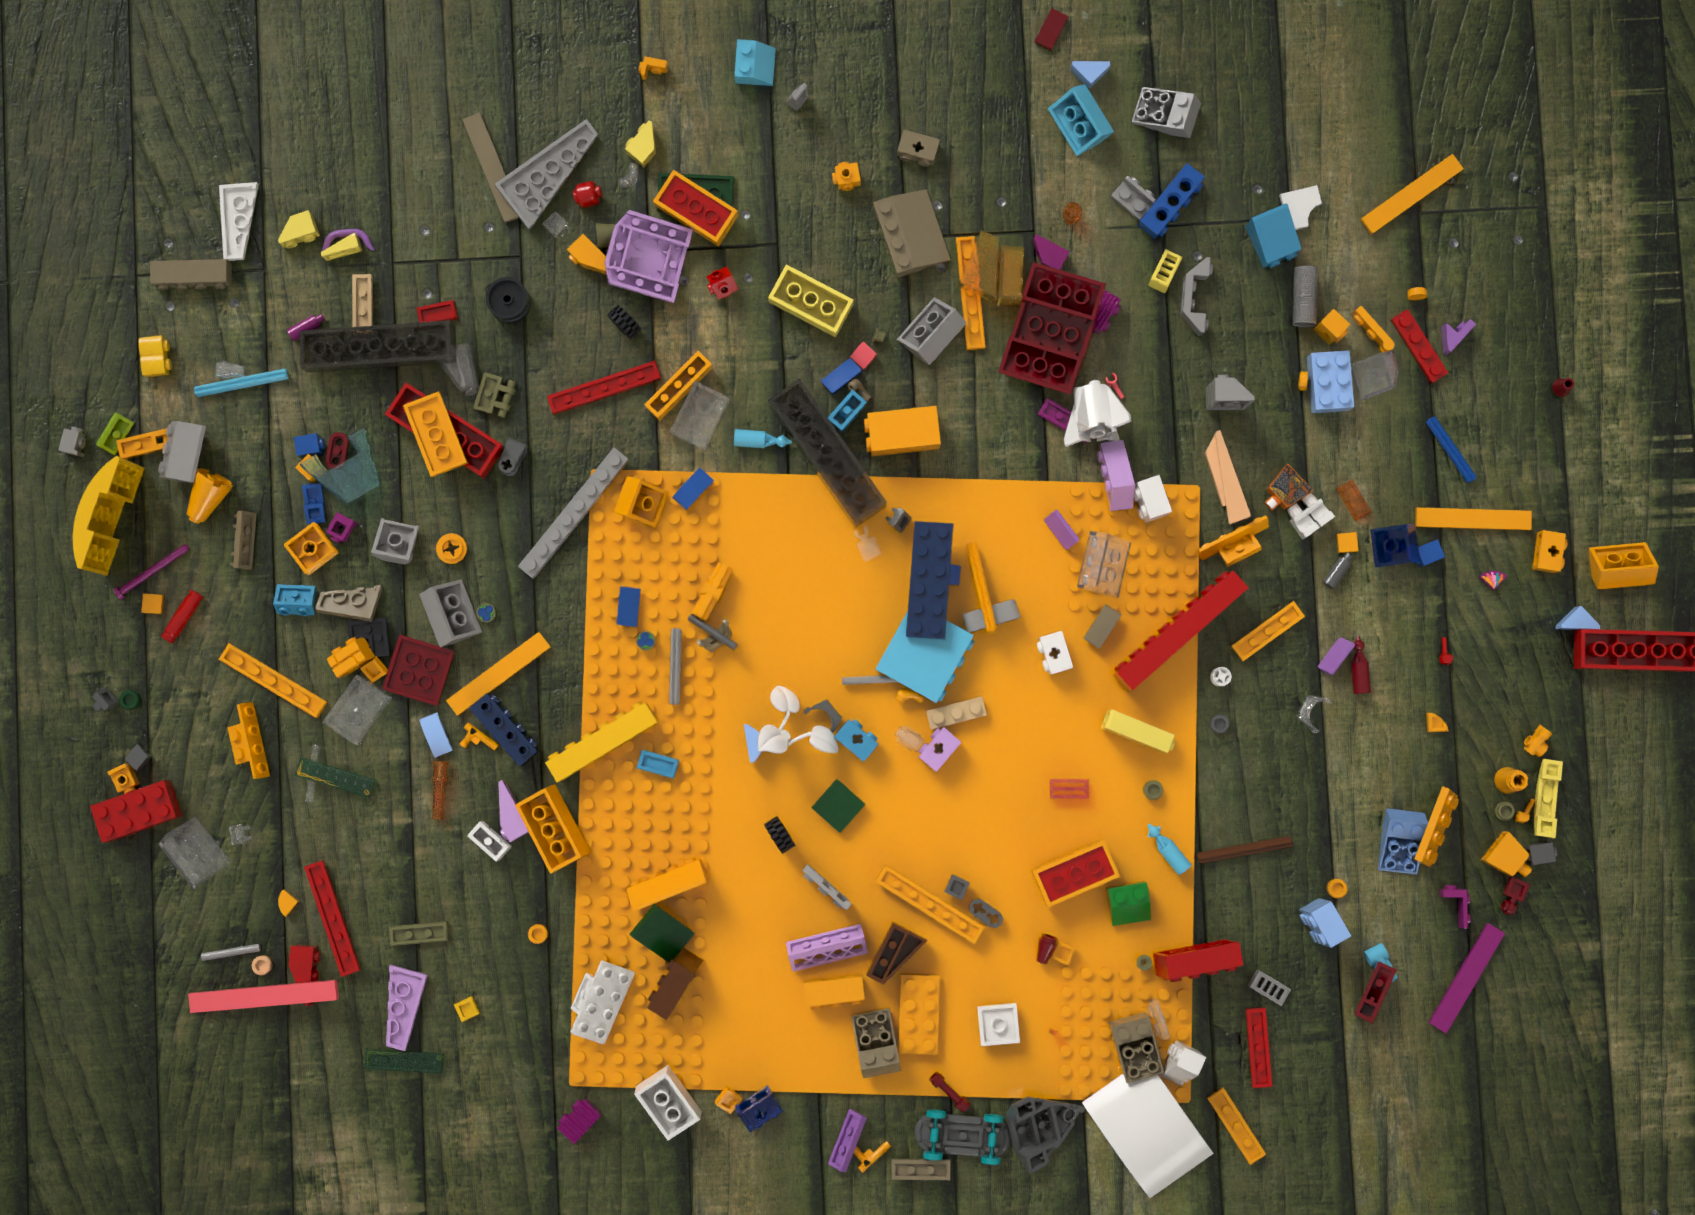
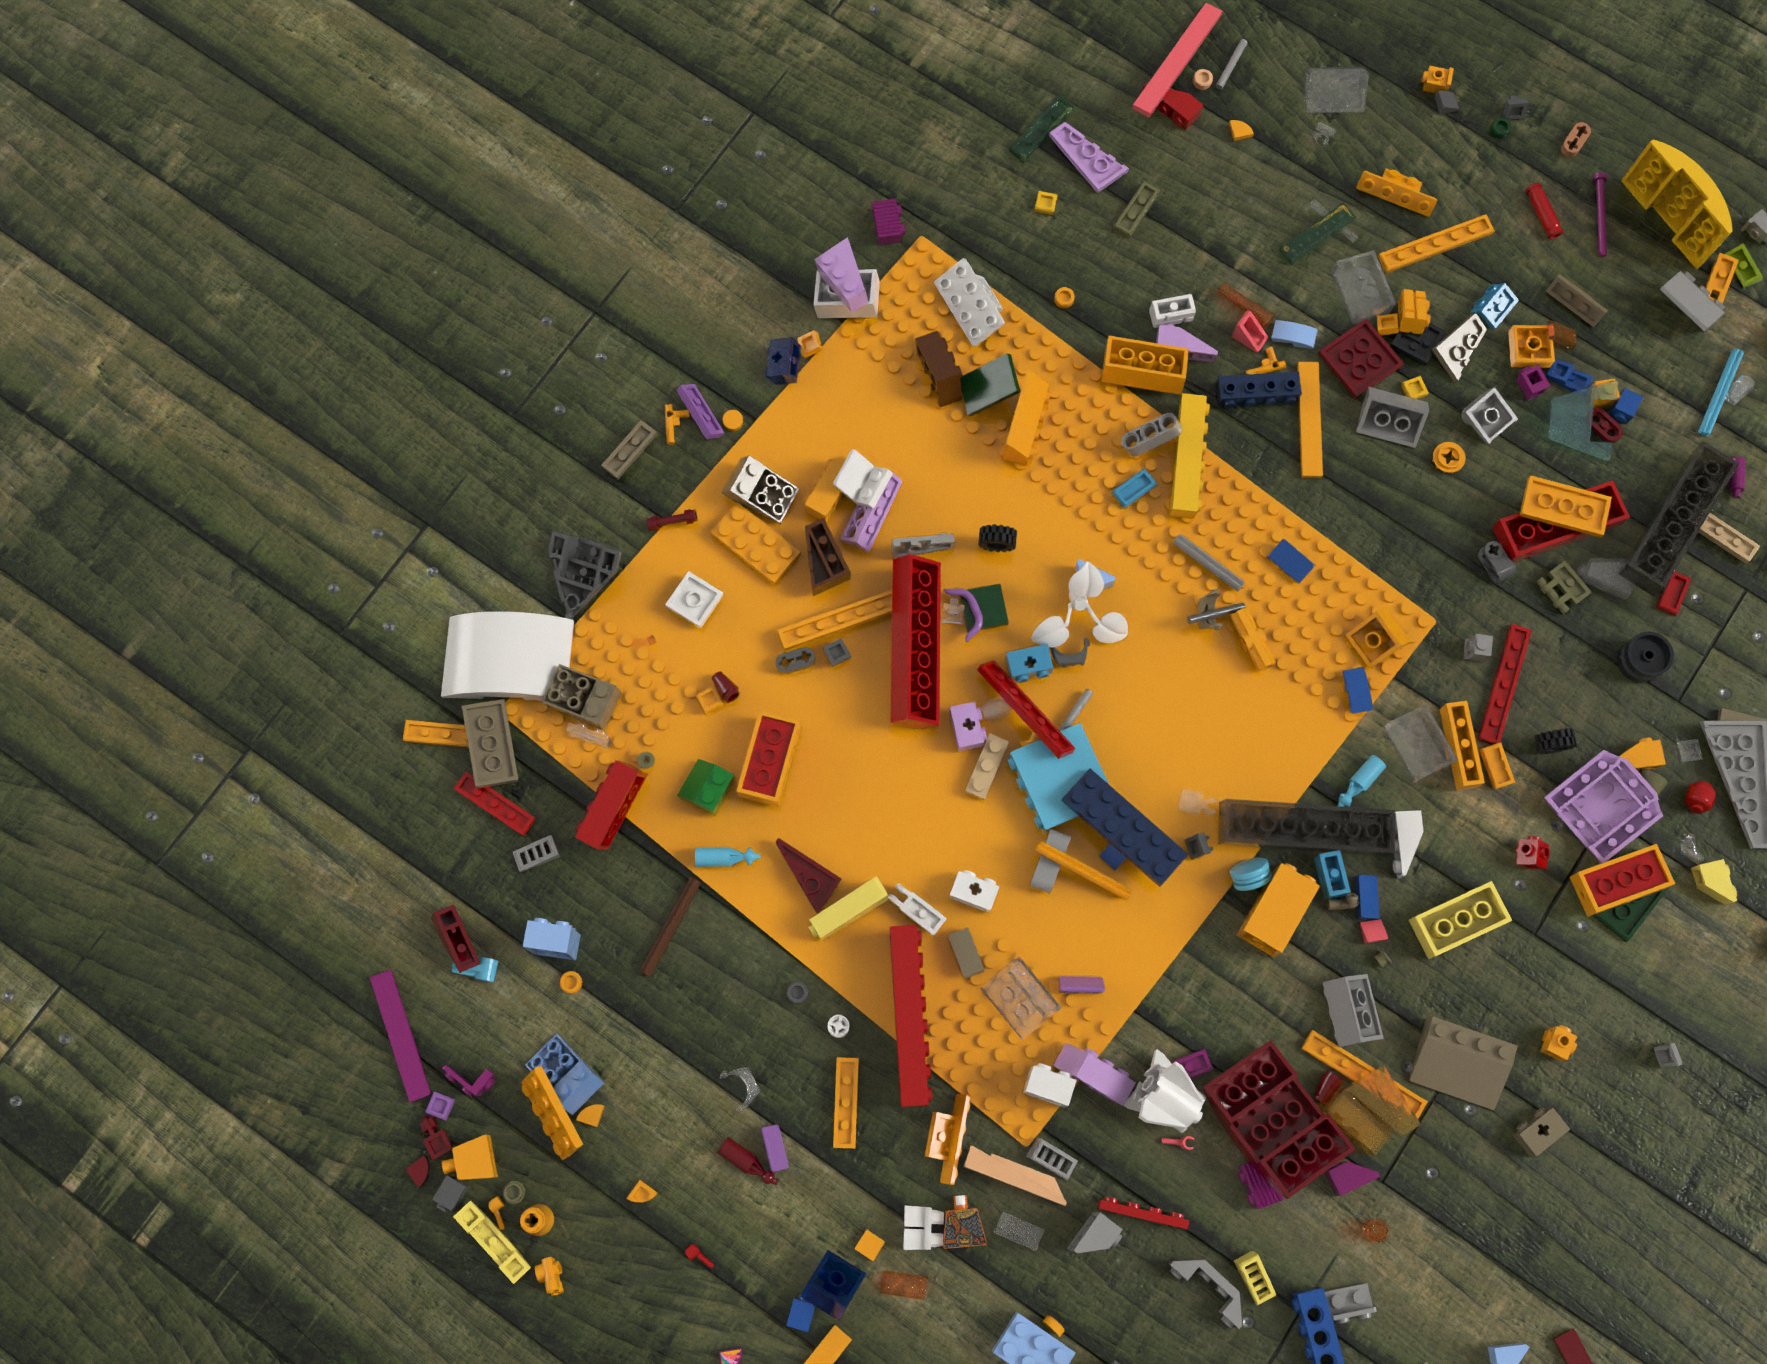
camera: 125 degrees right, 10 degrees down
(97, 629) = (1575, 139): none -> nougat beam
(136, 811) = (1403, 70): red brick -> none
(152, 603) = (1571, 197): light orange tile -> none
(206, 494) = (1640, 297): light orange cone -> none
(284, 532) = (1561, 334): none -> clear orange tile
(332, 918) = (1201, 153): red plate -> none
(412, 612) = (1415, 388): none -> yellow tile
(461, 768) = (1250, 332): none -> coral slope
(486, 612) = (1370, 446): tile -> none
(573, 513) = (1408, 578): light grey plate -> none
(592, 425) = (1478, 648): none -> light grey brick
(613, 788) = (1161, 435): none -> light grey beam
(645, 640) = (1249, 554): tile -> none
(660, 1114) = (841, 273): none -> lavender wedge
(672, 351) = (1497, 765): none -> light orange plate
(754, 63) = (1729, 1040): medium azure slope -> none
(778, 378) = (1407, 837): none -> white slope
(813, 970) = (862, 480): none -> white bracket
(834, 1110) = (732, 420): none -> light orange tile
(845, 811) = (974, 607): none -> medium lavender animal
(860, 825) = (953, 612): none -> clear tile
(891, 468) = (1251, 874): none -> medium azure head
(895, 715) = (1026, 709): none -> red tile
(907, 834) = (915, 642): none -> red brick
(962, 1135) = (627, 504): dark grey piece -> none
(998, 312) = (1327, 1086): none -> dark red cone
(1080, 119) = (1463, 1311): medium azure slope -> none
(1085, 788) = (856, 798): tile -> none
(1098, 682) = (918, 910): none -> white hinge
(1134, 772) = (813, 878): none -> dark red wing
(1153, 790) = (786, 885): olive tile -> none
(1182, 1063) = (538, 725): white wedge -> none
(1186, 382) = (1153, 1214): none -> red plate
(1198, 478) = (1035, 1149): none -> light grey slope
(1220, 1086) = (490, 743): none -> dark tan plate
(1259, 449) = (1019, 1231): none -> clear plate
(1337, 571) = (850, 1214): dark grey cylinder -> none
(1413, 800) = (591, 1115): none -> light orange tile
(1489, 910) = (440, 1106): none -> medium lavender tile
(1542, 888) = (419, 1171): none -> dark red tile

